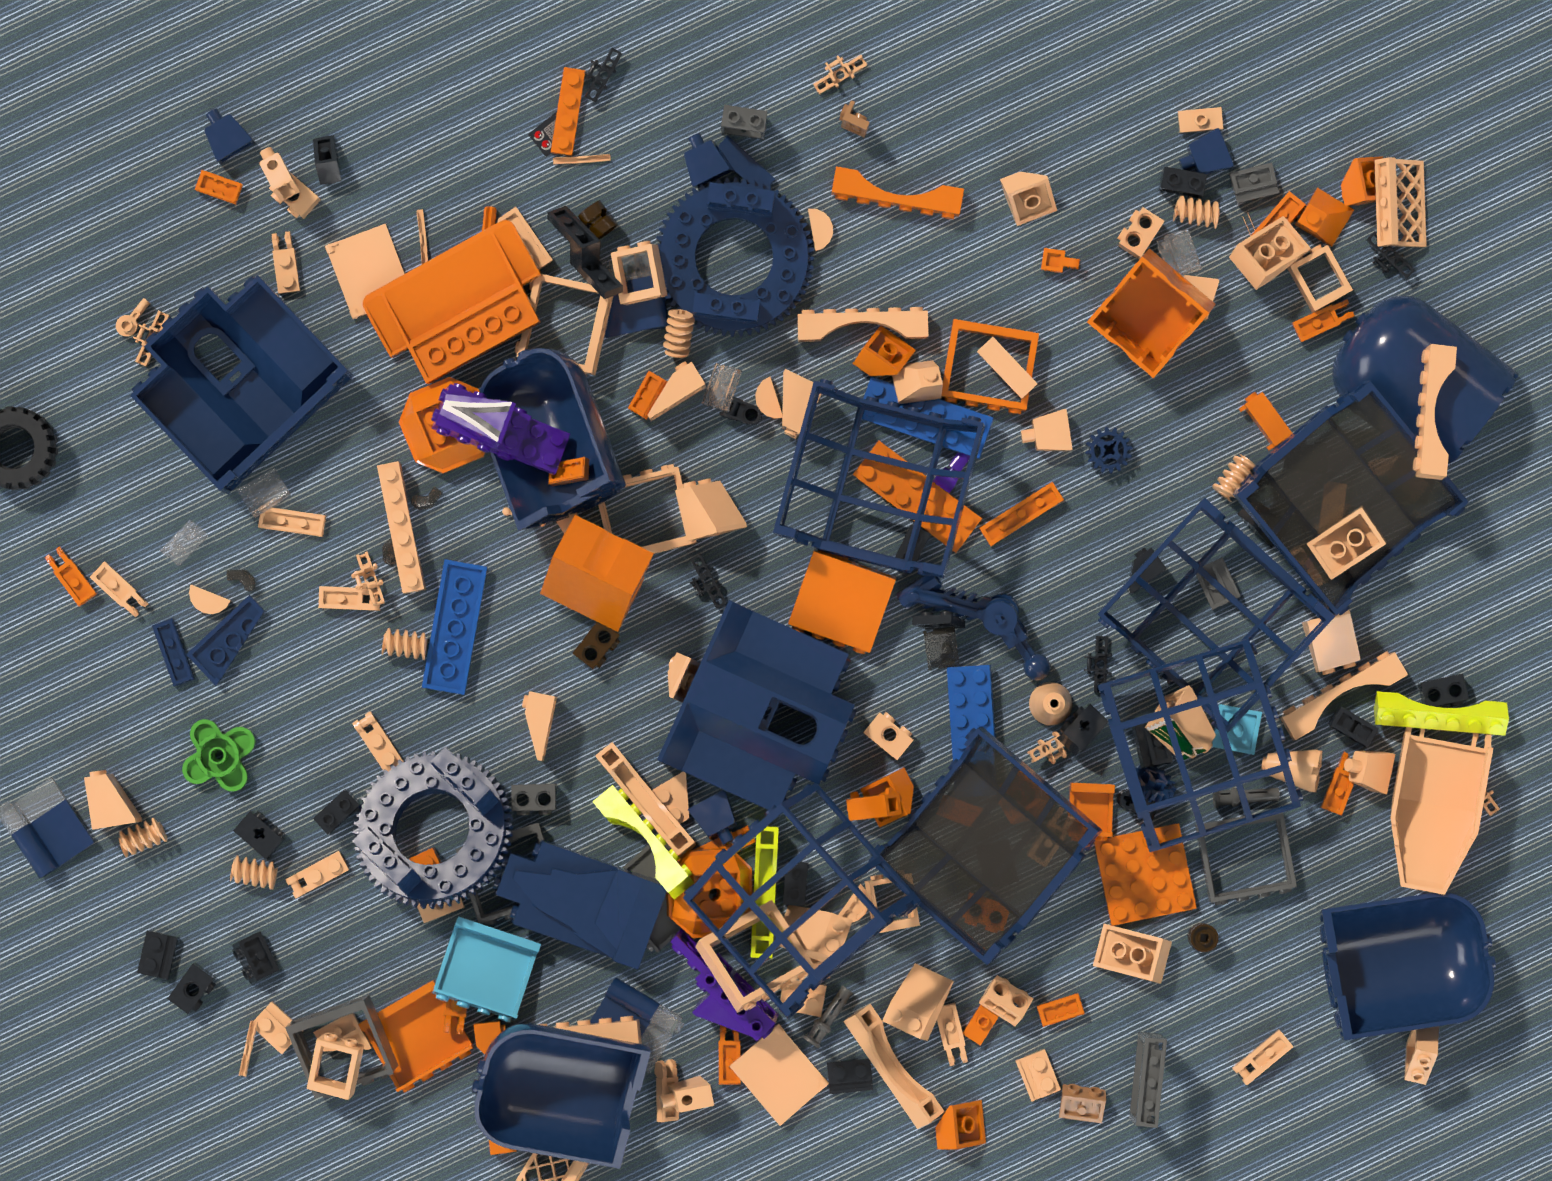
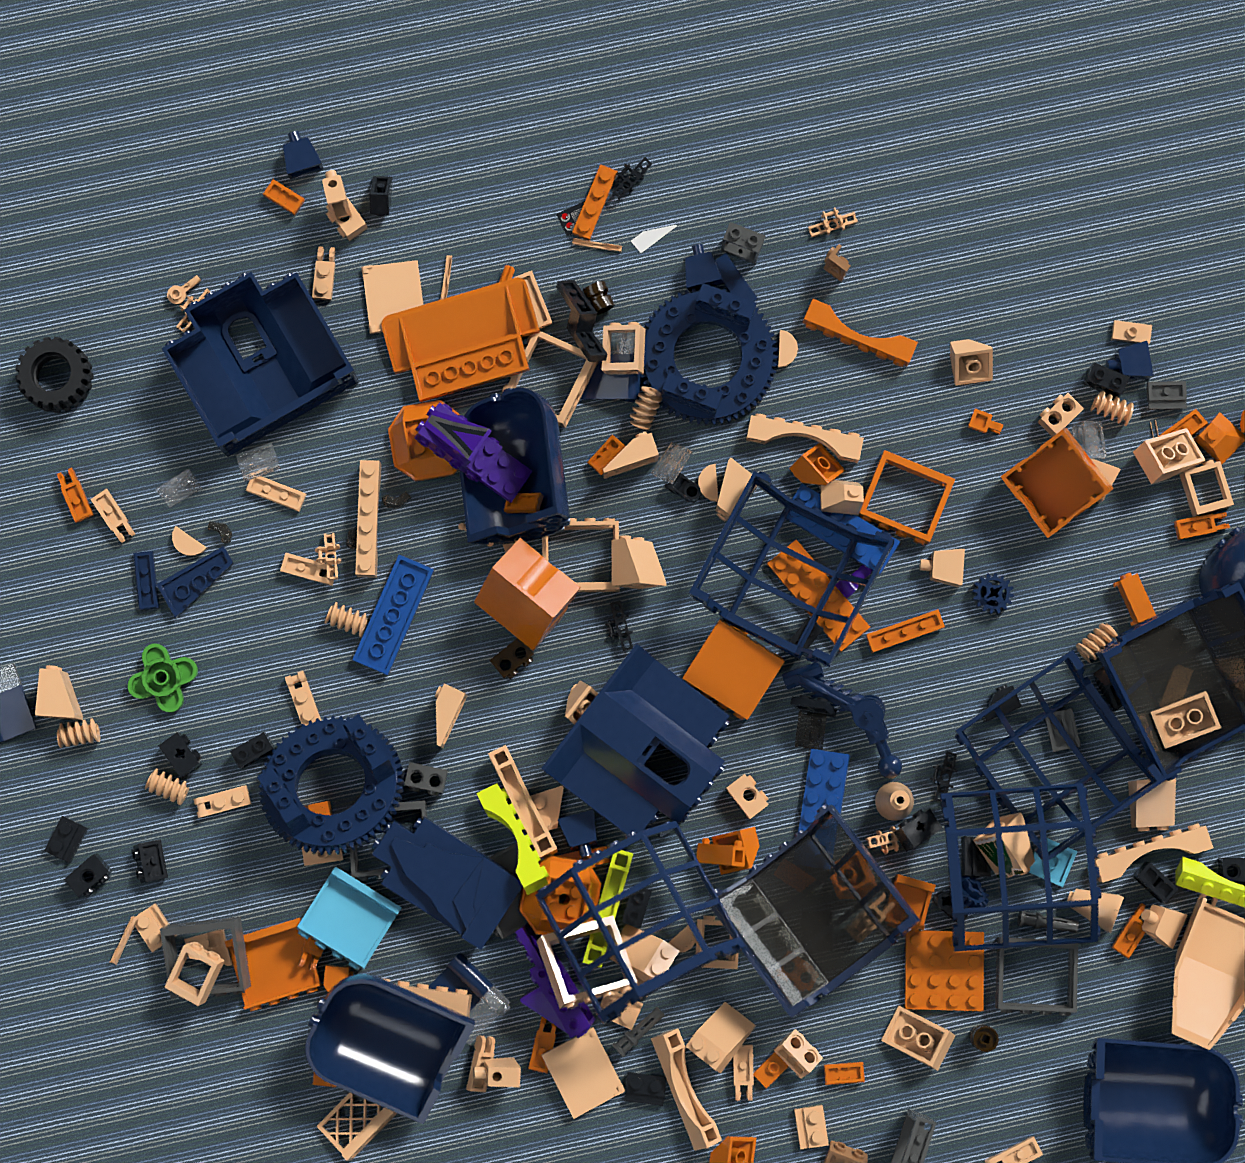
camera: 10 degrees right, 5 degrees down
(636, 138) = (648, 238): none -> white sticker
(1007, 367) = (921, 502): light nougat tile -> none

